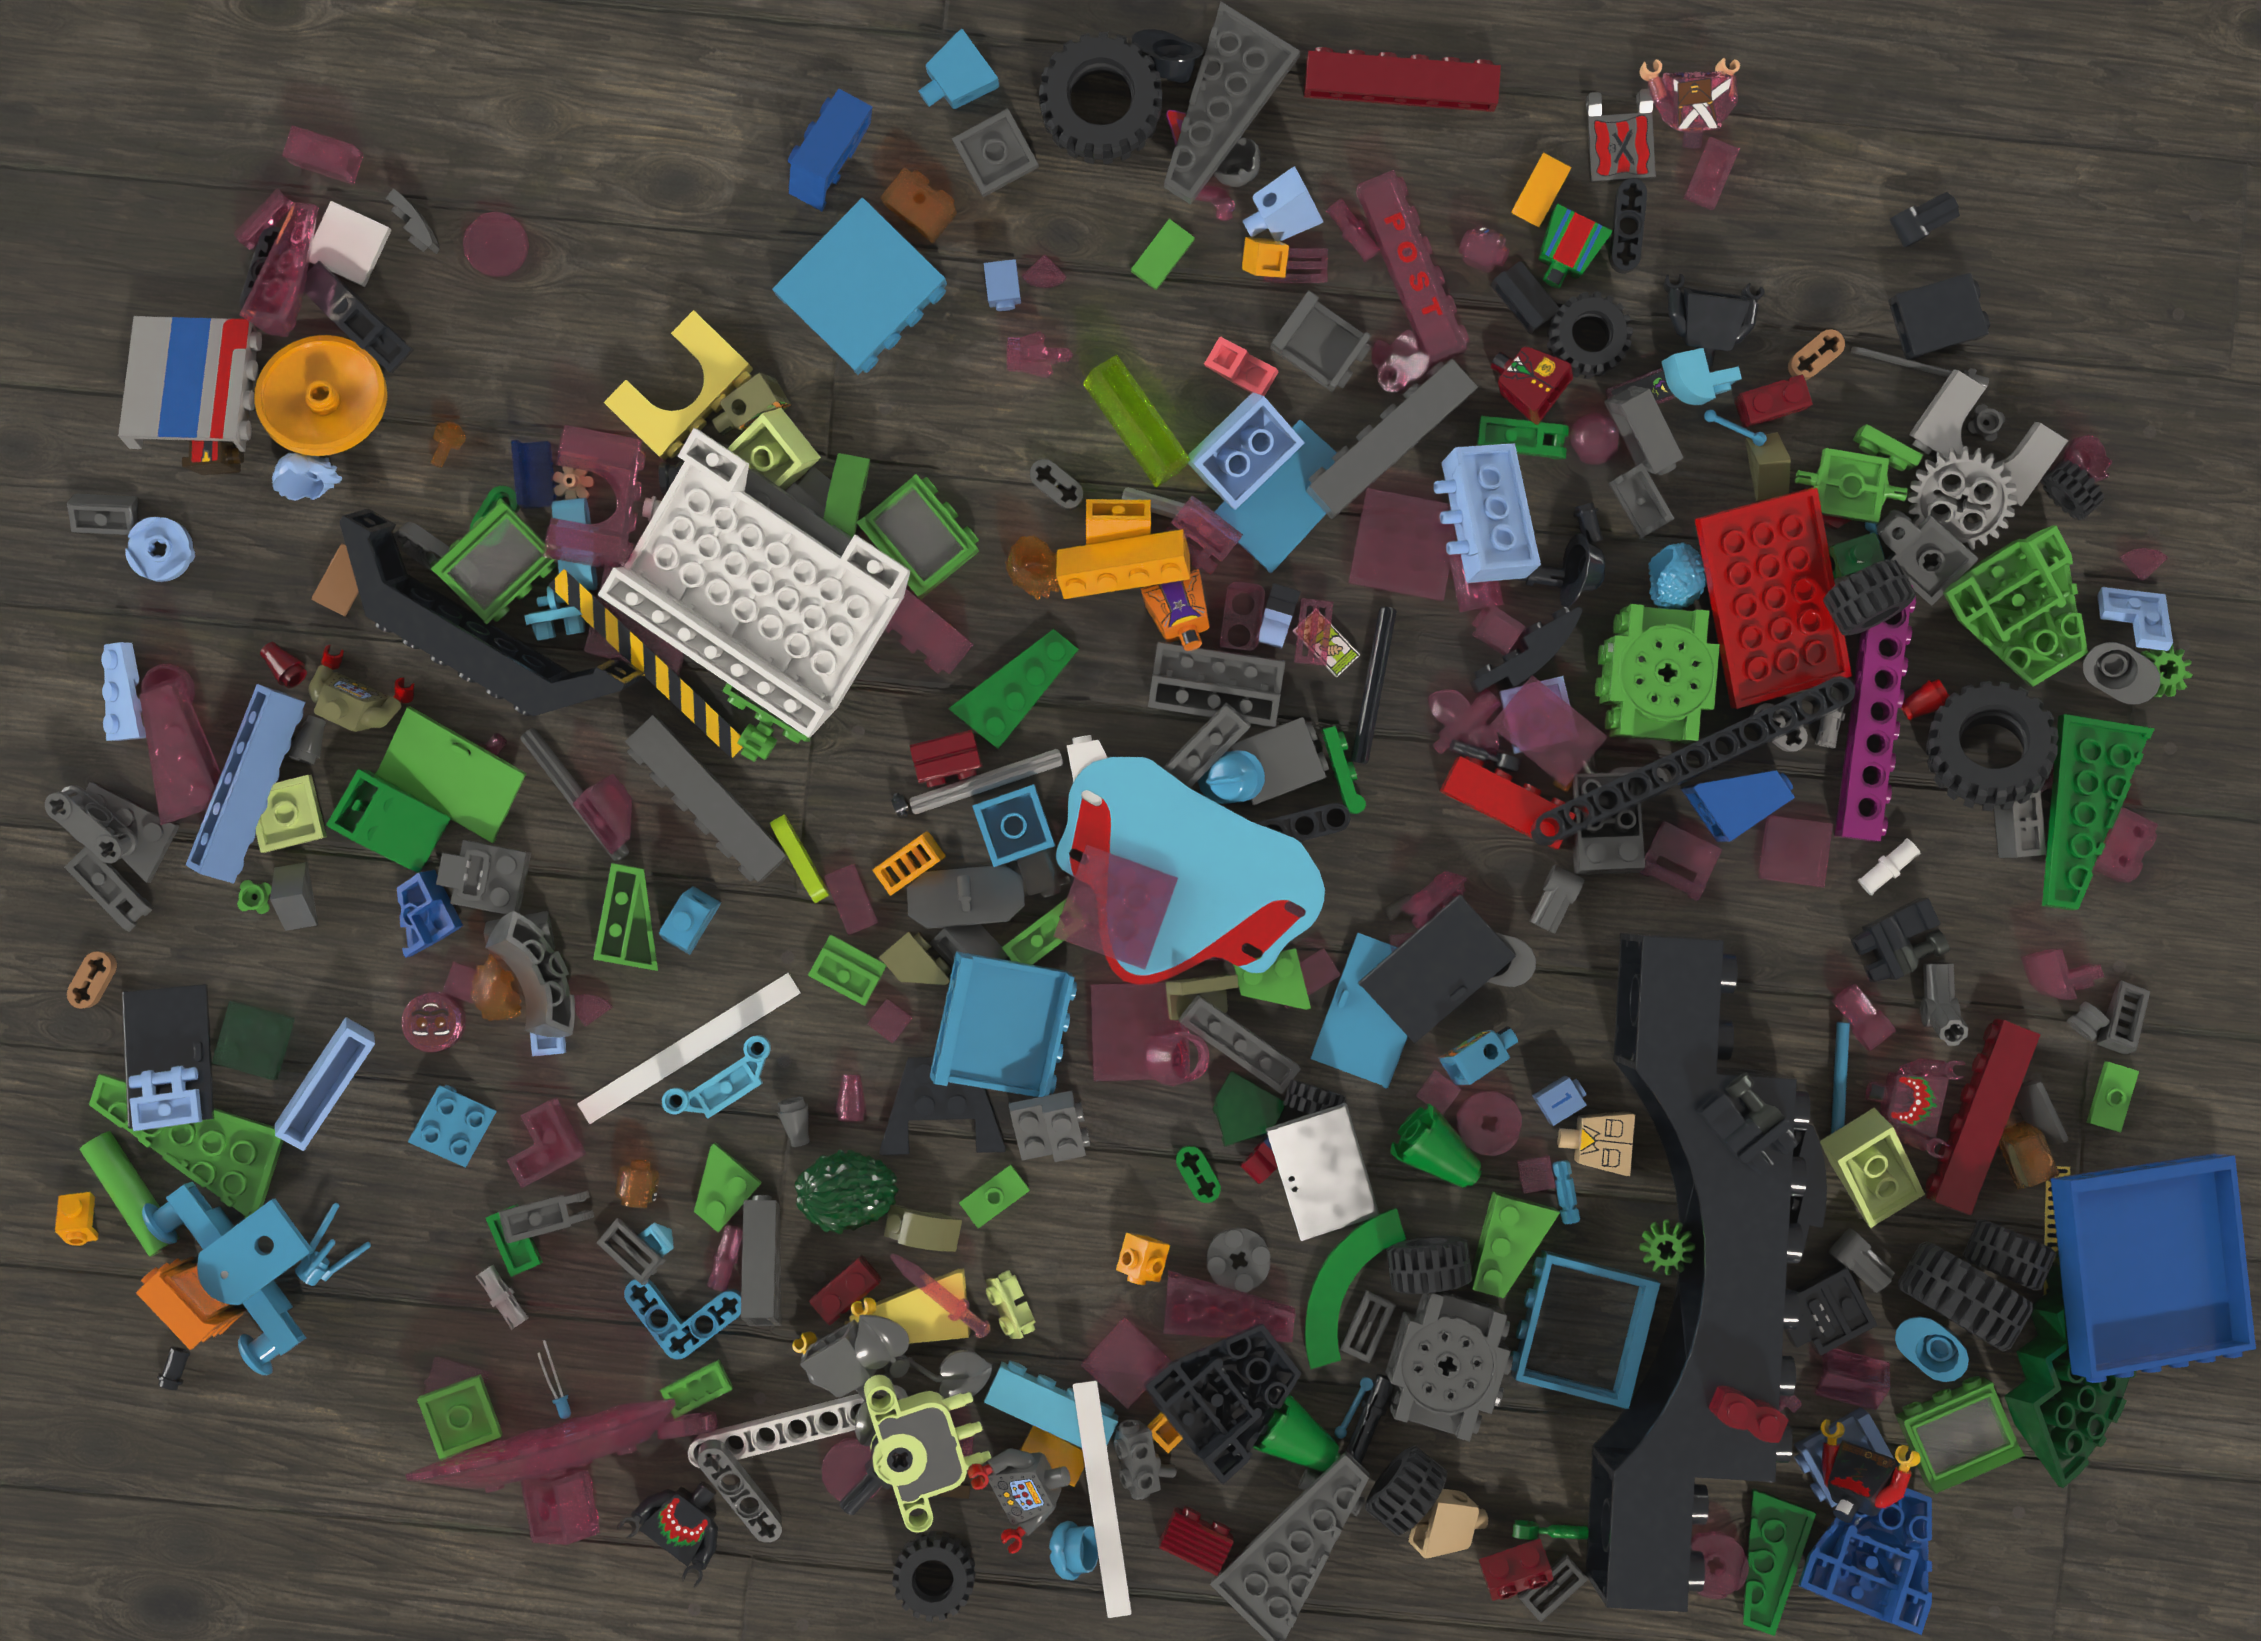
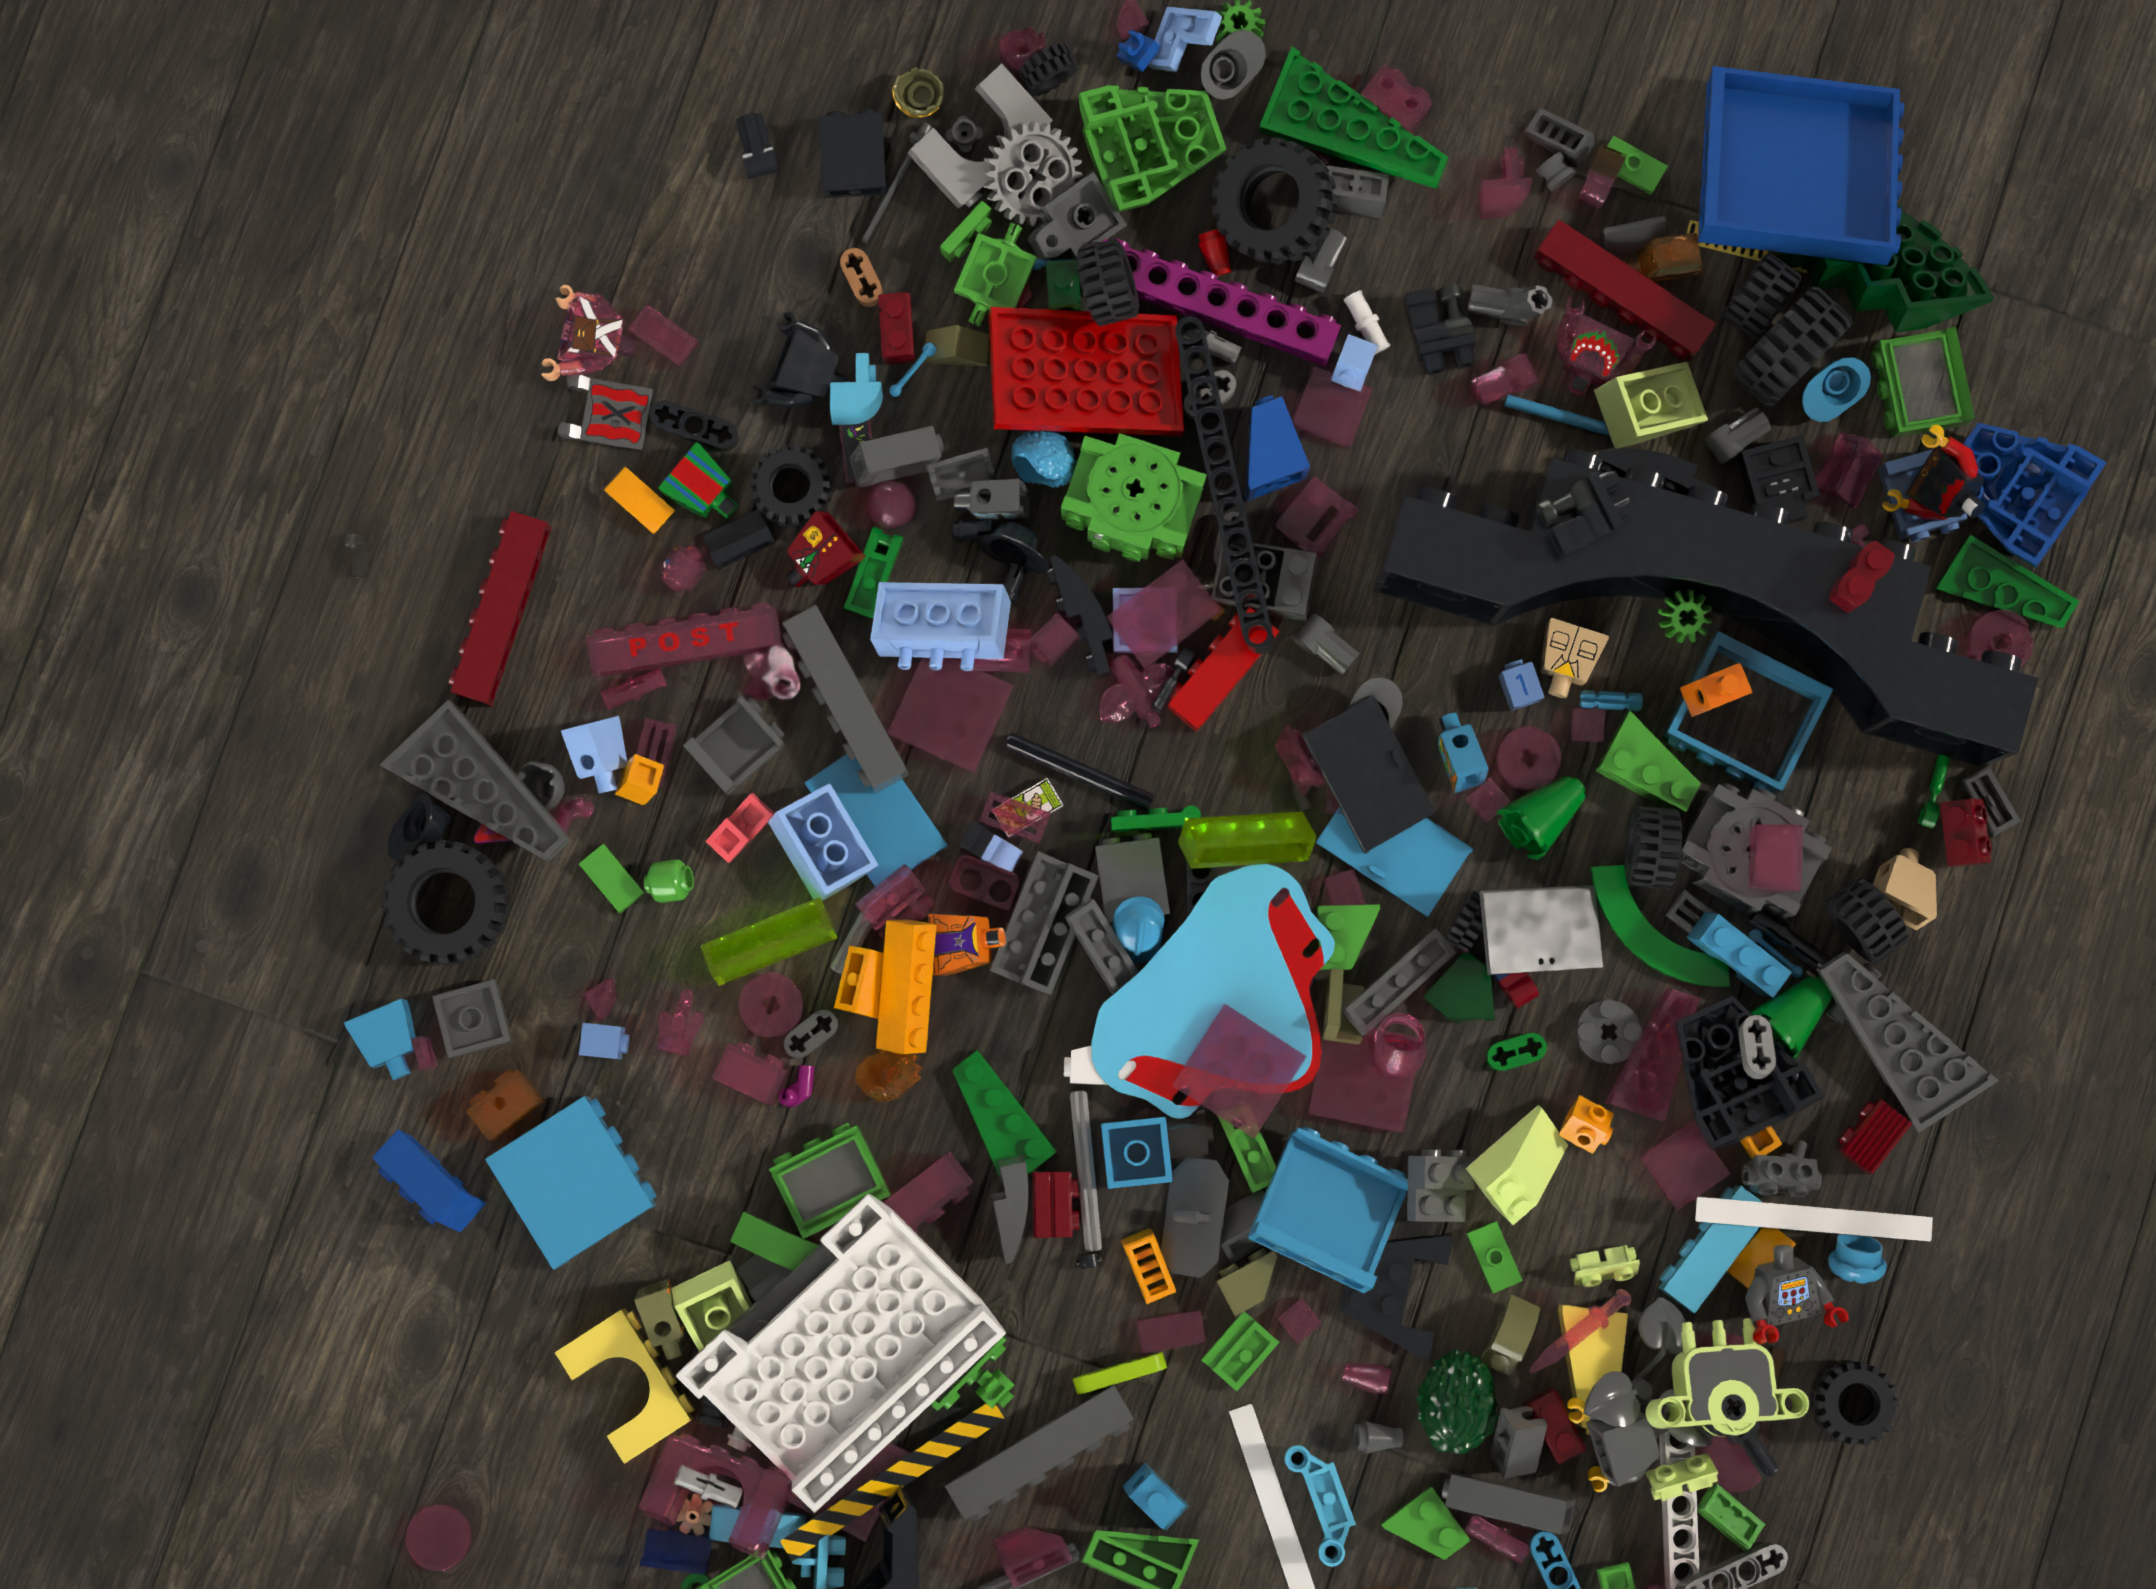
camera: 75 degrees left, 5 degrees down
(599, 487) = (708, 1486): none -> light grey pin
(797, 1478) = (1730, 1517): none -> bright green plate
(820, 1257) = (1517, 1442): none -> dark grey hinge
(830, 1434) = (1695, 1471): none -> yellowish green hinge
(935, 716) = (1011, 1205): none -> dark grey slope
(951, 114) = (424, 1053): none -> clear pink tile
(999, 486) = (800, 1090): none -> magenta arm
(1004, 435) = (750, 1073): none -> clear pink brick
(1088, 1201) = (1519, 1165): none -> yellowish green slope
(1090, 428) = (779, 1021): none -> clear pink plate
(1173, 310) = (669, 881): none -> bright green head
(1258, 1415) = (1764, 1047): none -> light grey beam
(1343, 863) = (1247, 839): none -> clear neon green brick
(1344, 1373) = (1735, 949): none -> dark azure arch
(1446, 1387) = (1776, 858): none -> clear pink piece
(1600, 1293) = (1716, 689): none -> orange torso
(1623, 540) = (1008, 500): none -> dark grey torso
(1845, 862) = (1354, 362): none -> light blue brick
(1933, 806) = (1318, 266): none -> dark grey piece
(2017, 366) = (918, 93): none -> olive hair
(2094, 1068) = (1602, 175): none -> leg
(2112, 575) = (1137, 51): none -> blue tile

